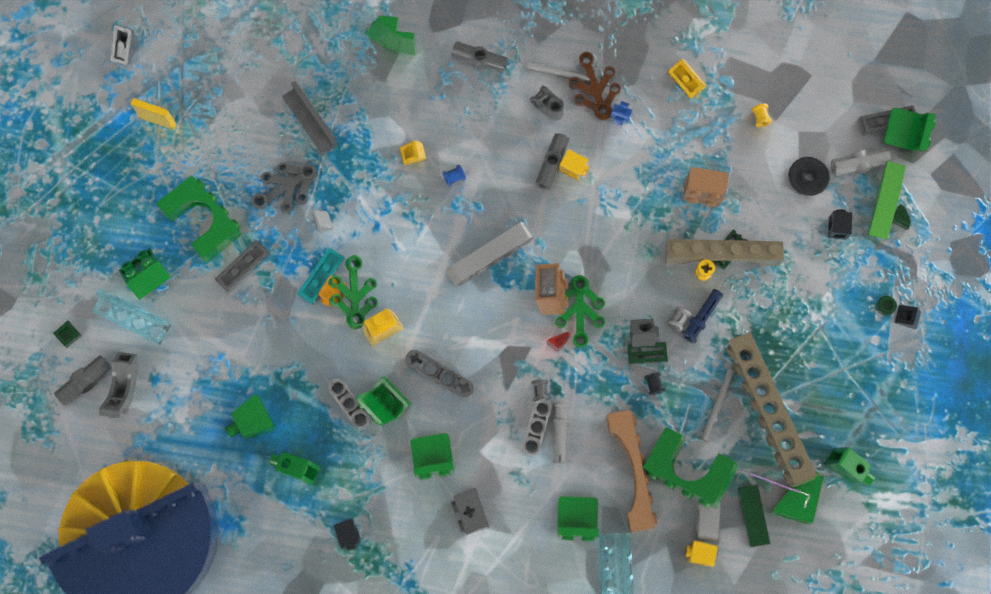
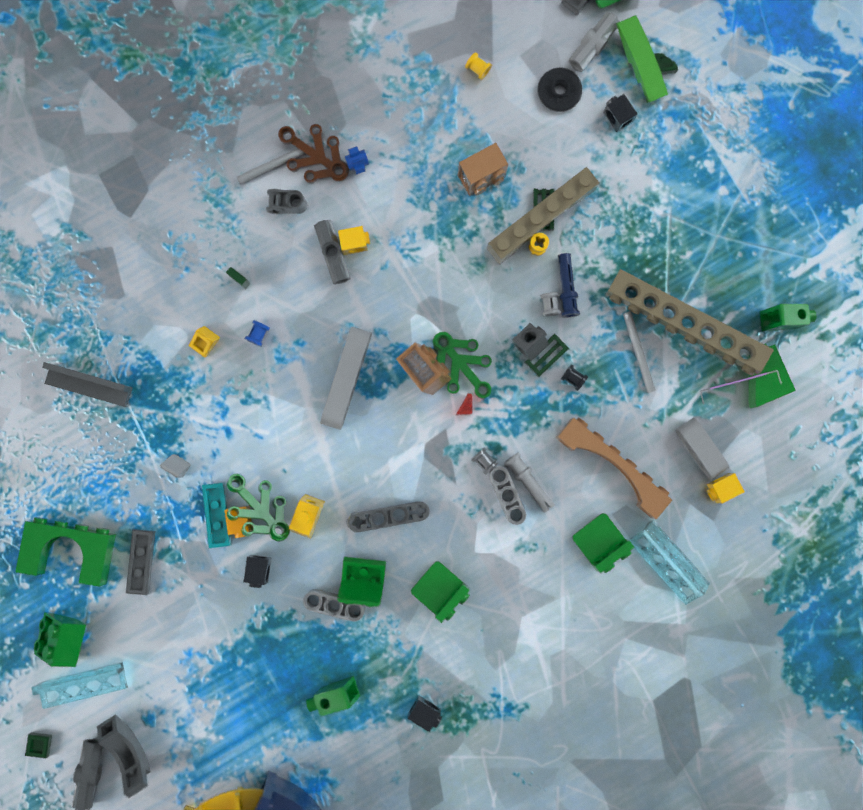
camera: 40 degrees left, 10 degrees up
(251, 419) = (261, 686): green torso -> none
(287, 185) = (118, 458): dark grey plant -> none
(316, 336) = (257, 571): none -> black brick
(386, 33) = (87, 251): green slope -> none
(469, 53) = (178, 212): dark grey piece -> none
(472, 128) = (236, 276): none -> dark green tile
(478, 521) = (522, 612): dark grey brick -> none
(687, 78) = (387, 82): yellow slope -> none
(707, 489) = (692, 434): green arch -> none
(753, 516) = (740, 421): dark green tile -> none
(886, 305) = (710, 153): dark green tile -> none
(908, 316) = (734, 149): black slope -> none

